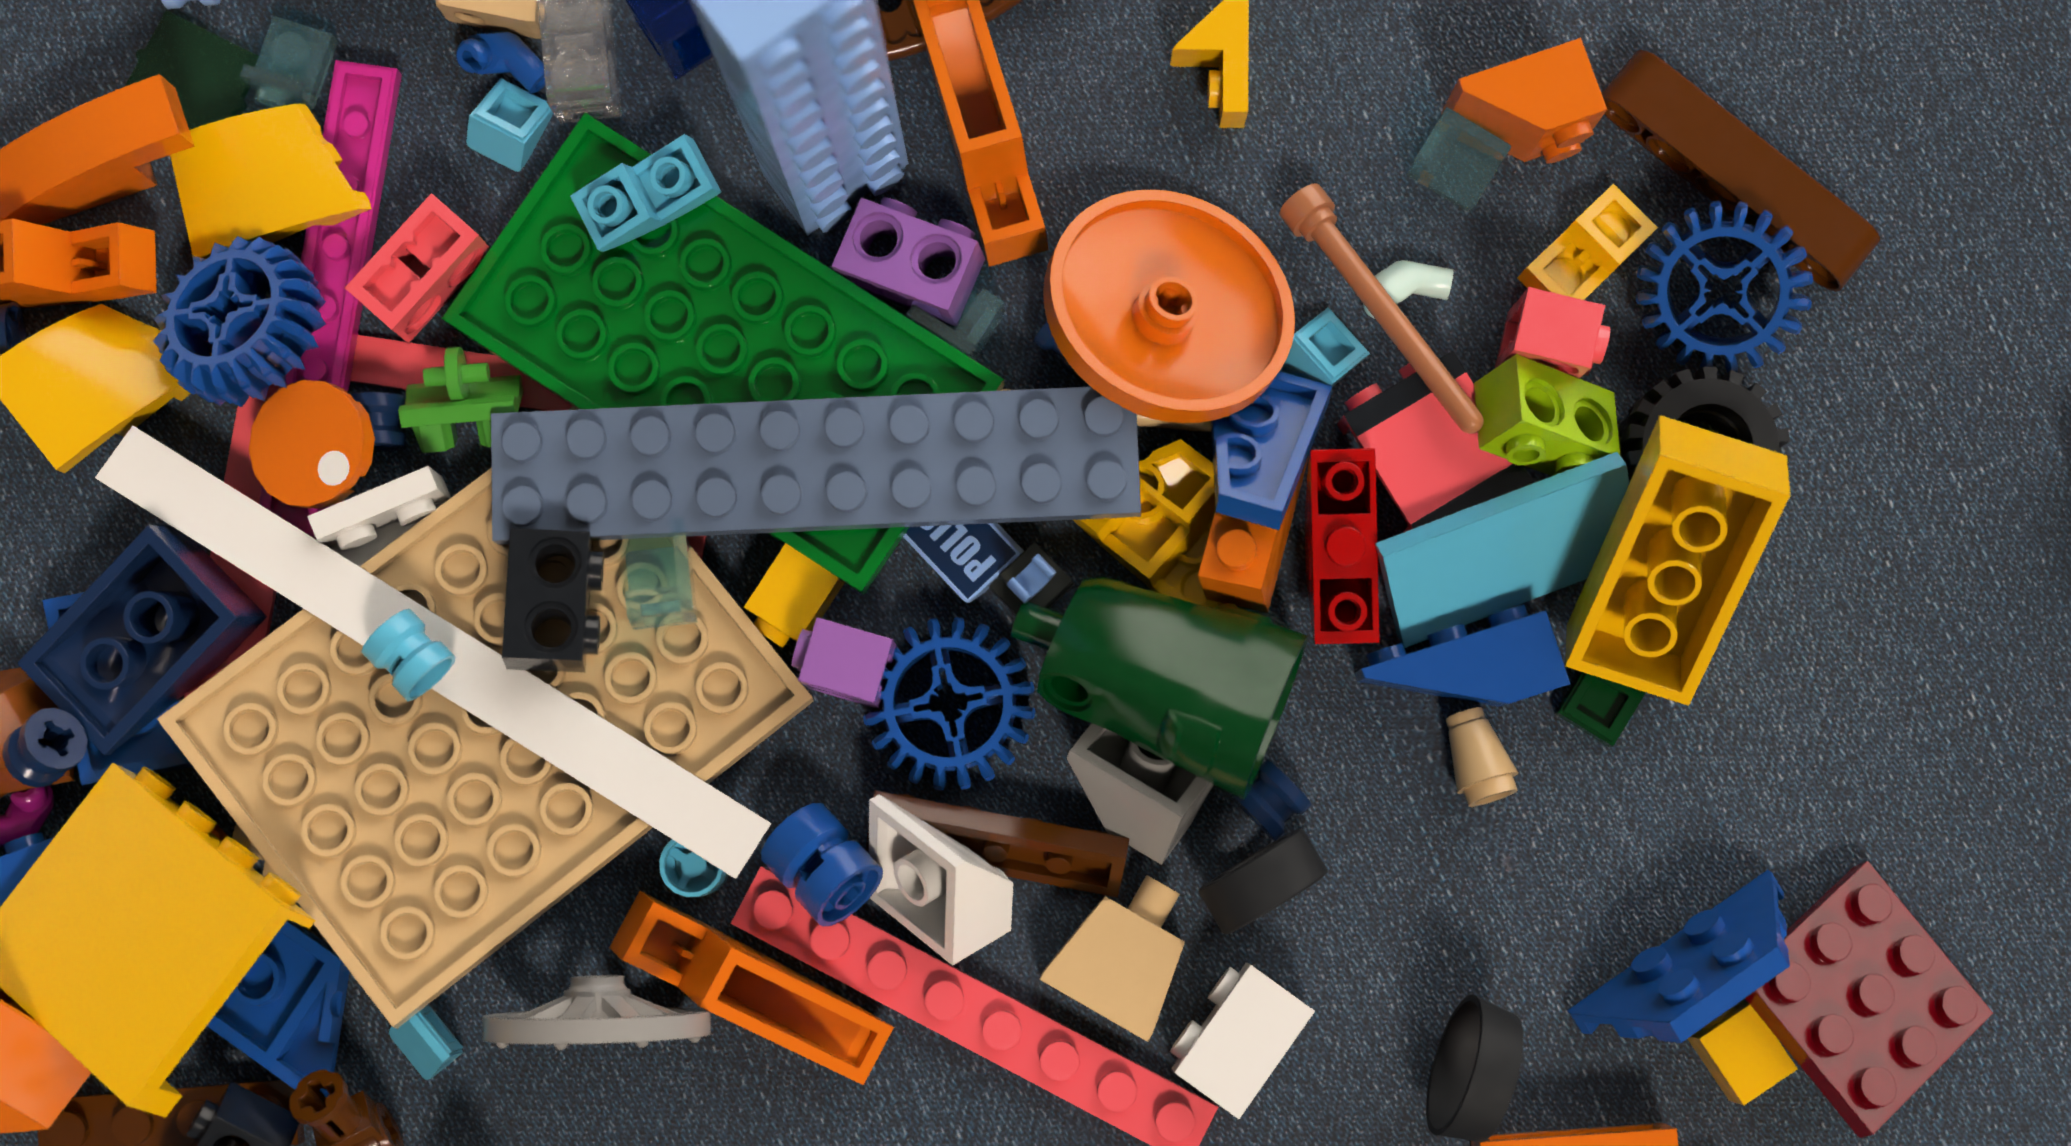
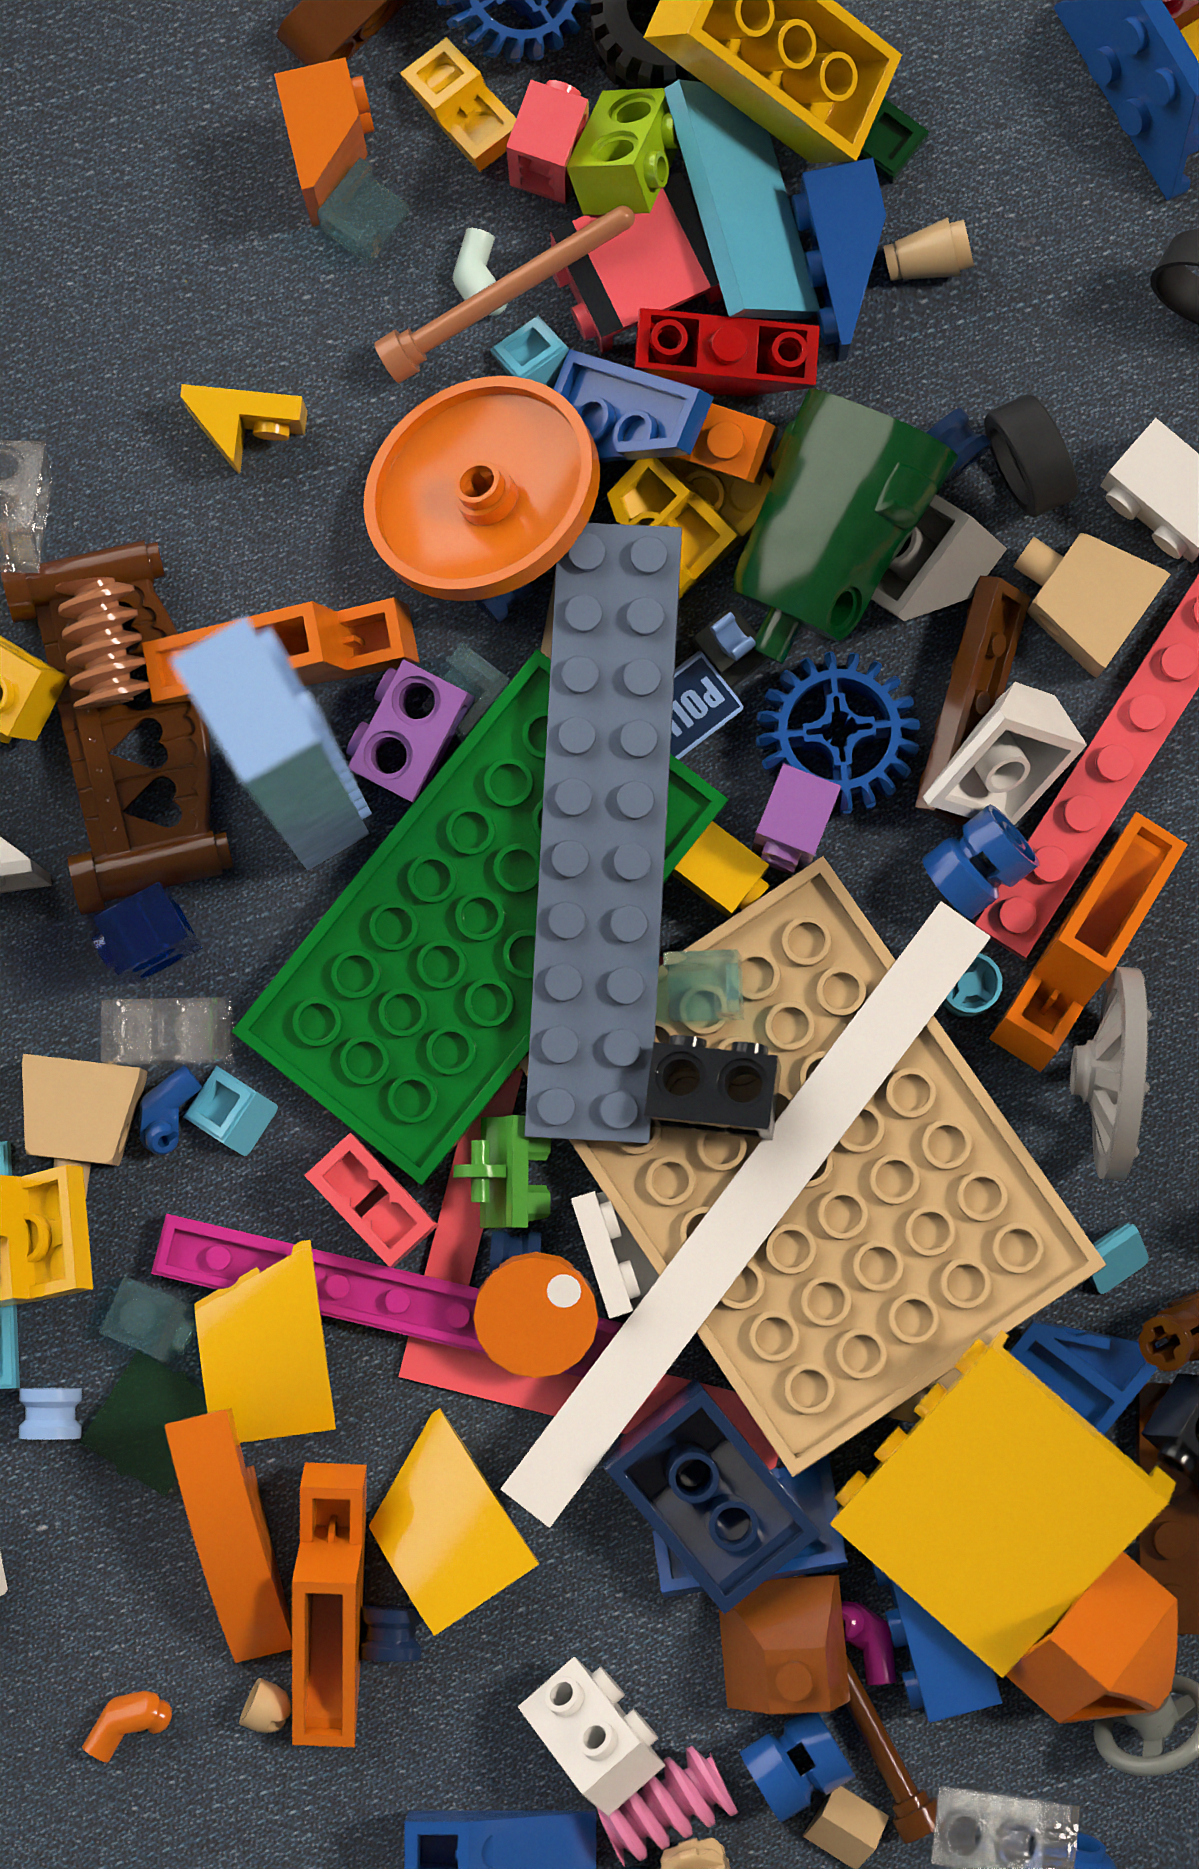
camera: 85 degrees left, 0 degrees up
(40, 764) = (810, 1588): dark blue wheel -> none
(250, 335) = (434, 1362): blue gear -> none
(408, 654) = (754, 1224): medium azure wheel -> none
(645, 196) = (322, 974): medium azure slope -> none

